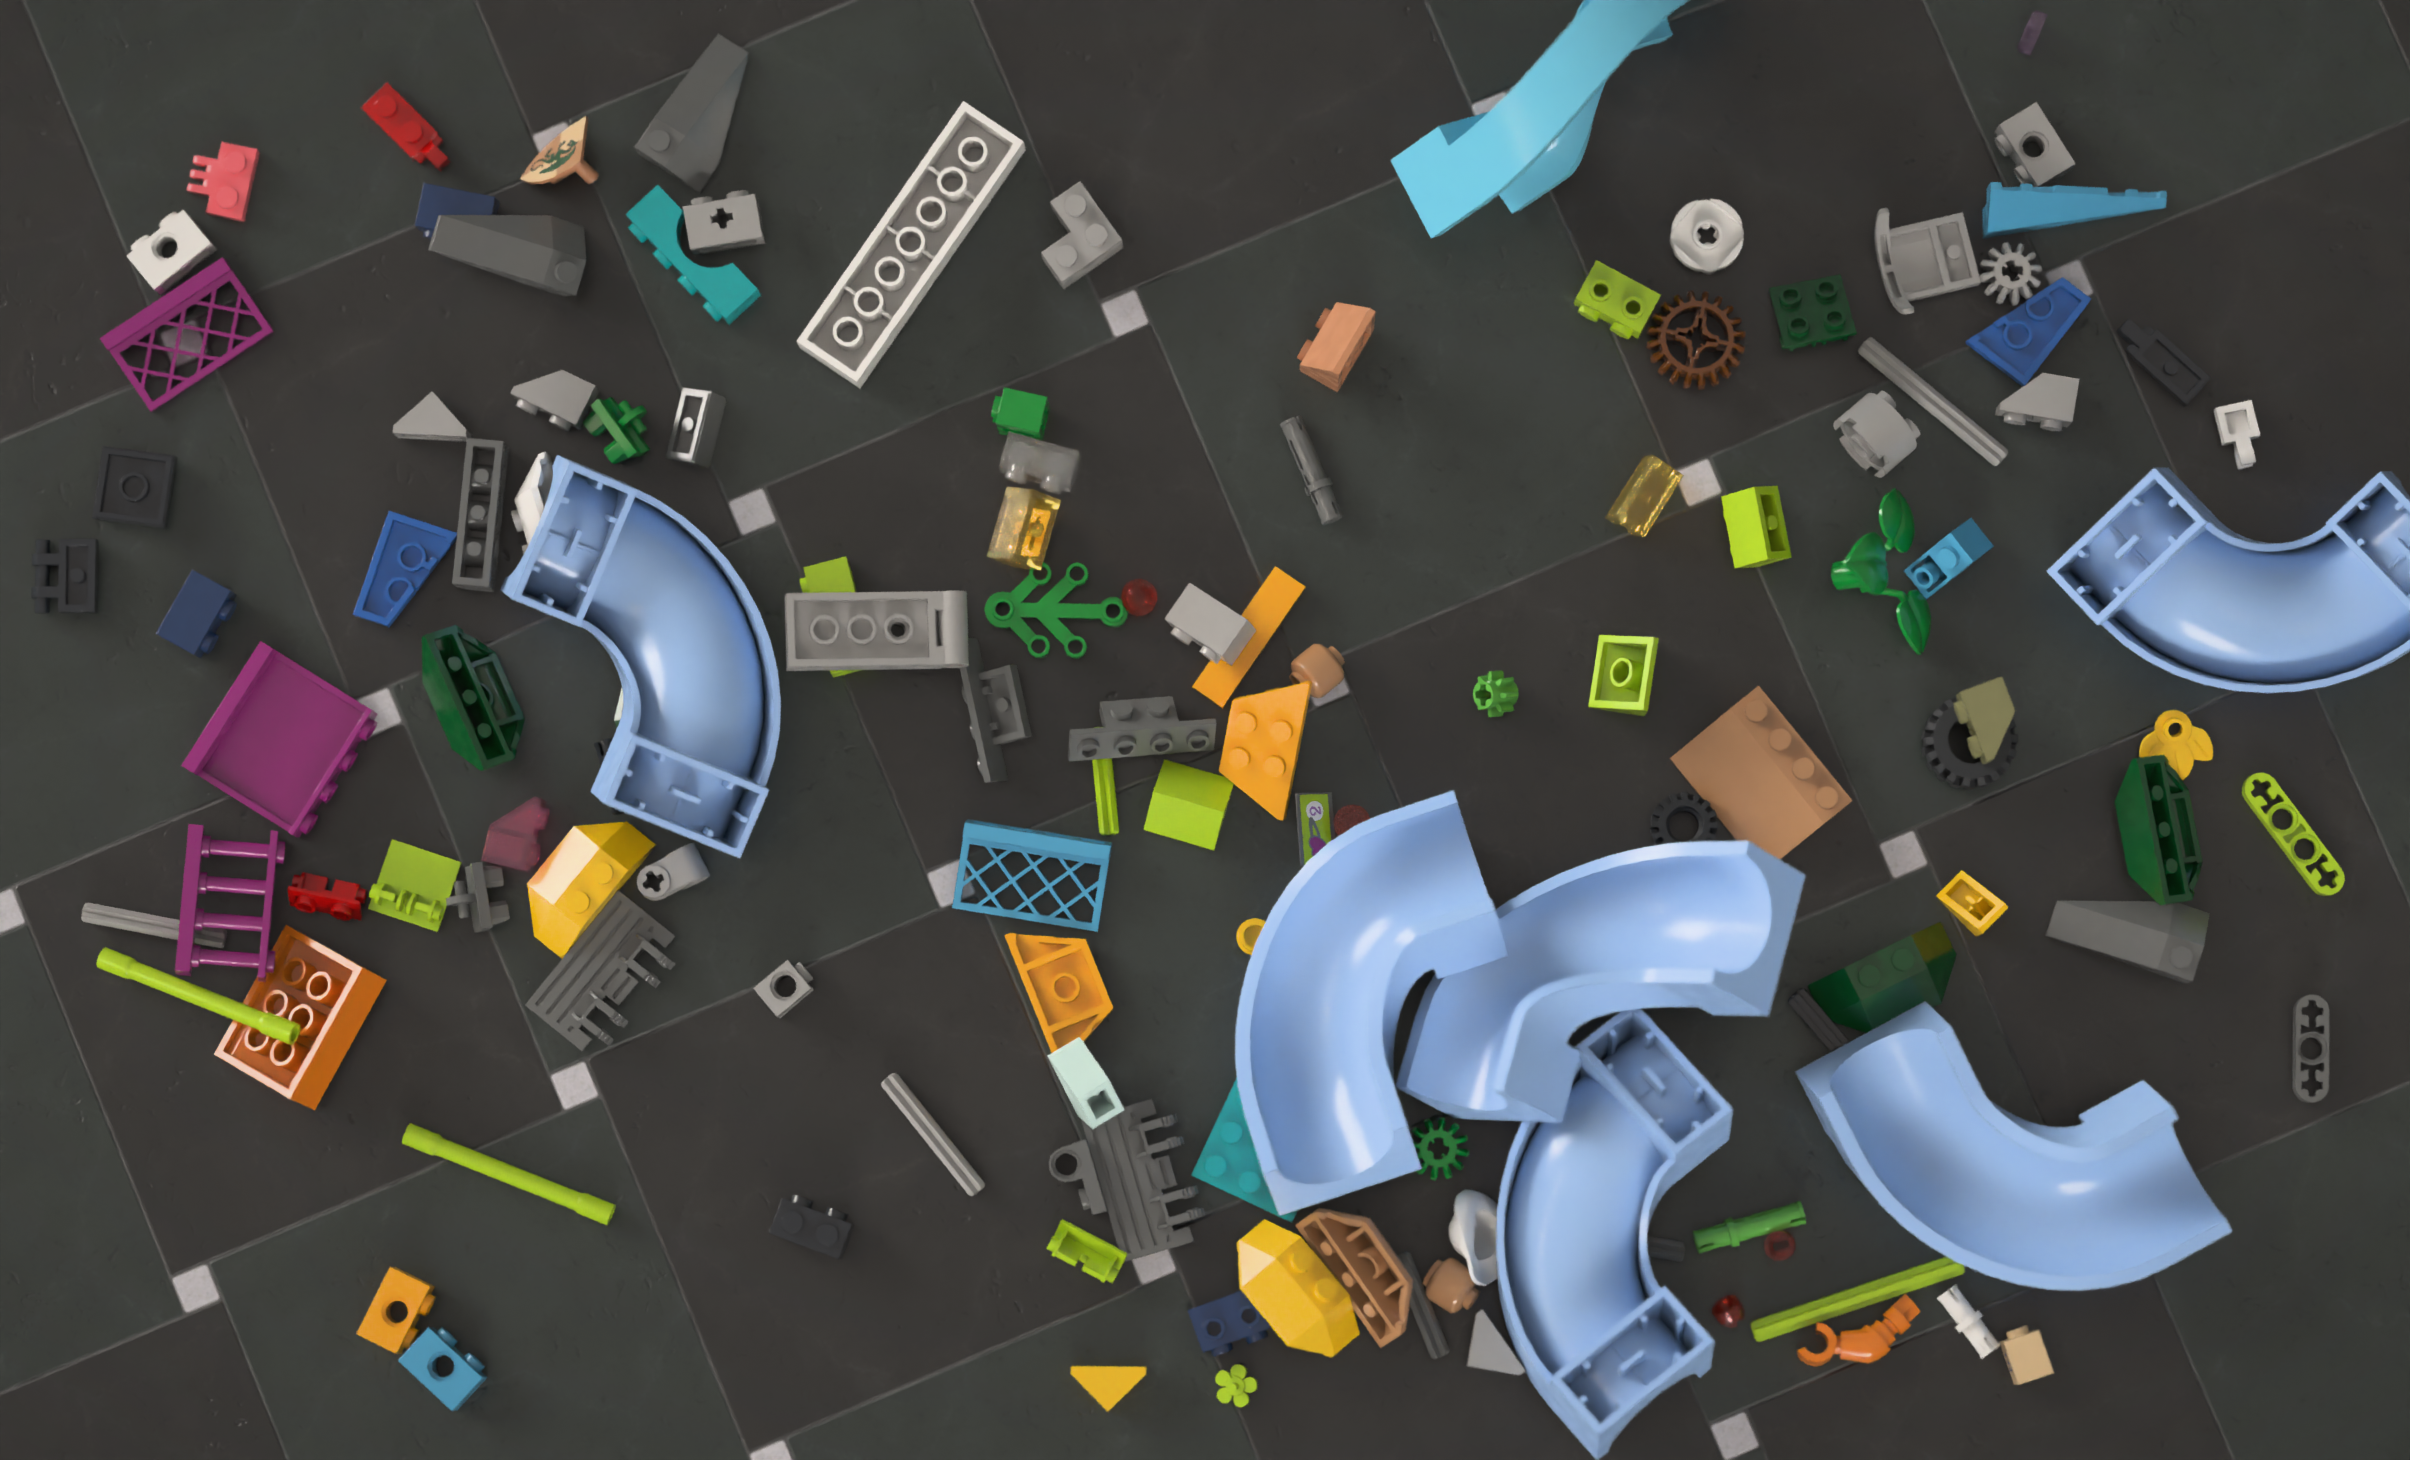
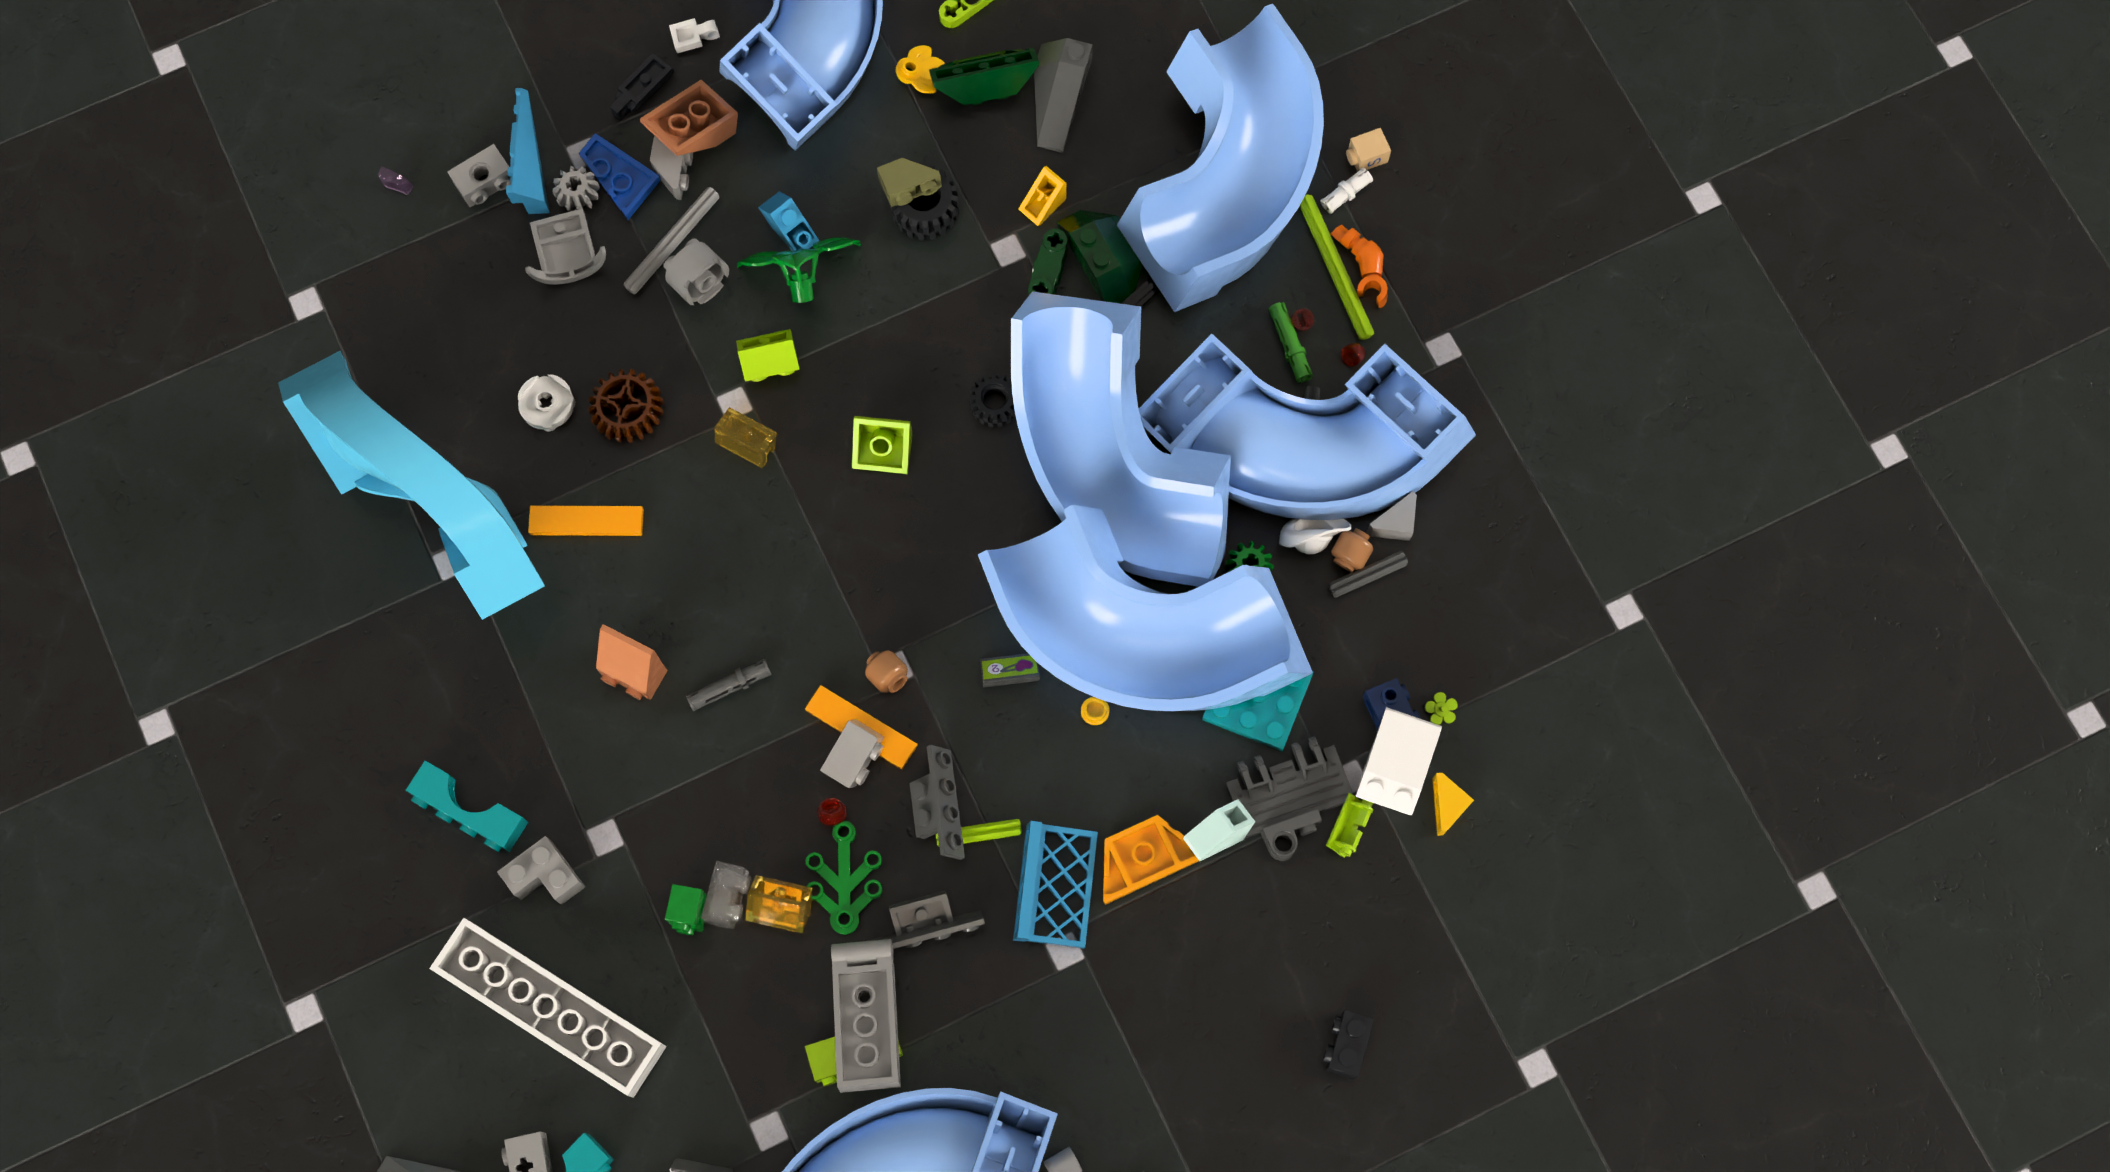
camera: 100 degrees left, 10 degrees down
(768, 987) = (1162, 1091): light grey brick -> none
(933, 1134) = (1265, 953): light grey axle -> none
(1160, 1318) = (1398, 761): none -> white slope
(1188, 805) = (994, 765): lime slope -> none
(1193, 103) = (437, 789): none -> teal arch
(1265, 744) = (945, 707): light orange wing -> none
(1295, 1290) = (1365, 665): yellow wedge -> none
(1349, 817) = (1002, 642): clear red plate -> none
(1364, 1267) = (1348, 610): medium nougat wedge -> none
(1495, 693) = (899, 538): bright green gear -> none
(1542, 288) = (586, 520): none -> light orange tile
(1616, 301) = (595, 463): lime brick -> none
(1761, 776) = (954, 345): medium nougat slope -> none
(1812, 312) = (605, 325): dark green hinge -> none
(1866, 905) = (1049, 263): none -> dark green piece
(2095, 428) = (692, 120): none -> nougat slope

